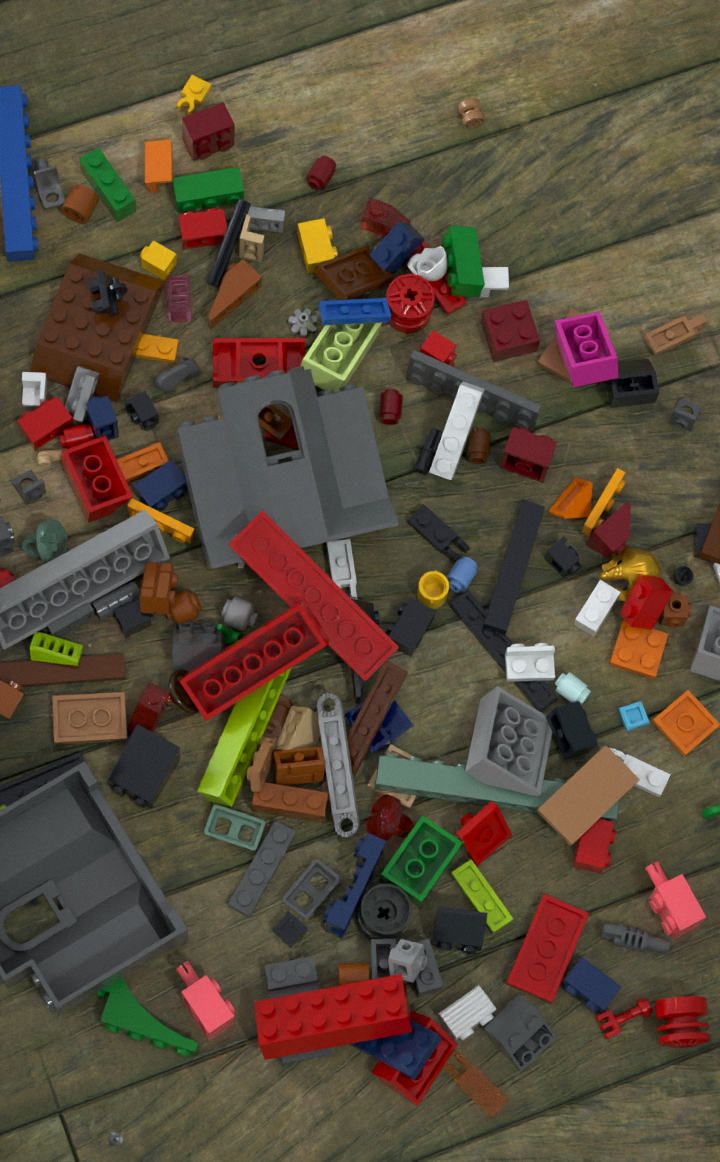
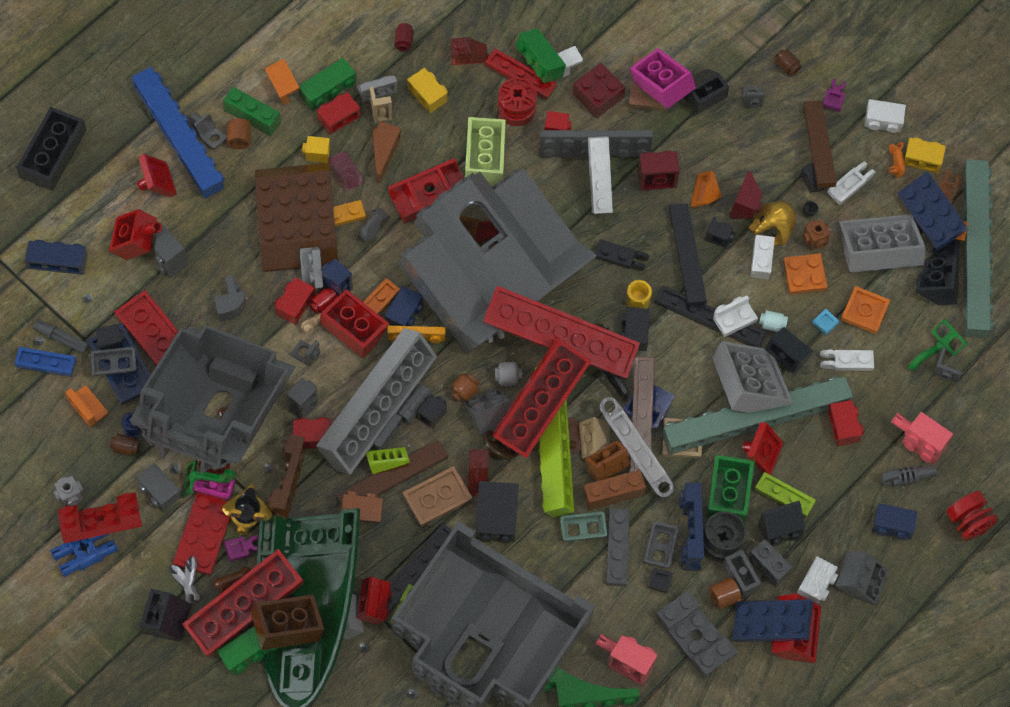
camera: 20 degrees left, 5 degrees down
(33, 388) = (273, 280): white panel -> none
(49, 540) = (342, 383): sand green tile -> none
(111, 293) = (299, 193): black hips -> none
(142, 411) = (362, 261): black brick -> none
(157, 588) = (441, 380): dark orange brick -> none
(193, 92) = (279, 20): yellow plate -> none
(208, 132) = (307, 42): dark red brick -> none
(228, 243) = (364, 114): black axle -> none
(231, 636) = (510, 393): green hand -> none
(261, 763) = (581, 470): medium nougat hinge -> none
(303, 322) = (445, 149): light grey plant -> none
(333, 1017) = (727, 623): red brick -> none
(342, 565) = (559, 300): white hinge -> none
(353, 274) = (466, 97): reddish brown tile -> none
(354, 311) = (483, 122): blue plate -> none
(388, 819) = (690, 469): clear red tile -> none
(390, 407) = (541, 179): dark red brick -> none
(397, 247) = (488, 65): dark blue brick -> none
(407, 960) = (759, 559): light grey brick -> none
(428, 451) = (584, 200): black axle -> none
(429, 264) = (518, 66): white hair -> none
(462, 574) = (653, 275): medium blue brick -> none
(477, 1086) = (850, 629): clear orange hinge -> none
(478, 446) = (619, 181): reddish brown brick -> none
(547, 948) = (850, 510): red plate -> none
(588, 795) = (825, 388): medium nougat tile -> none
(605, 502) = (728, 182): light orange plate -> none
(643, 1007) = (938, 520): red hinge -> none
(646, 602) = (795, 236): red brick -> none
(674, 333) = (715, 43): medium nougat hinge -> none

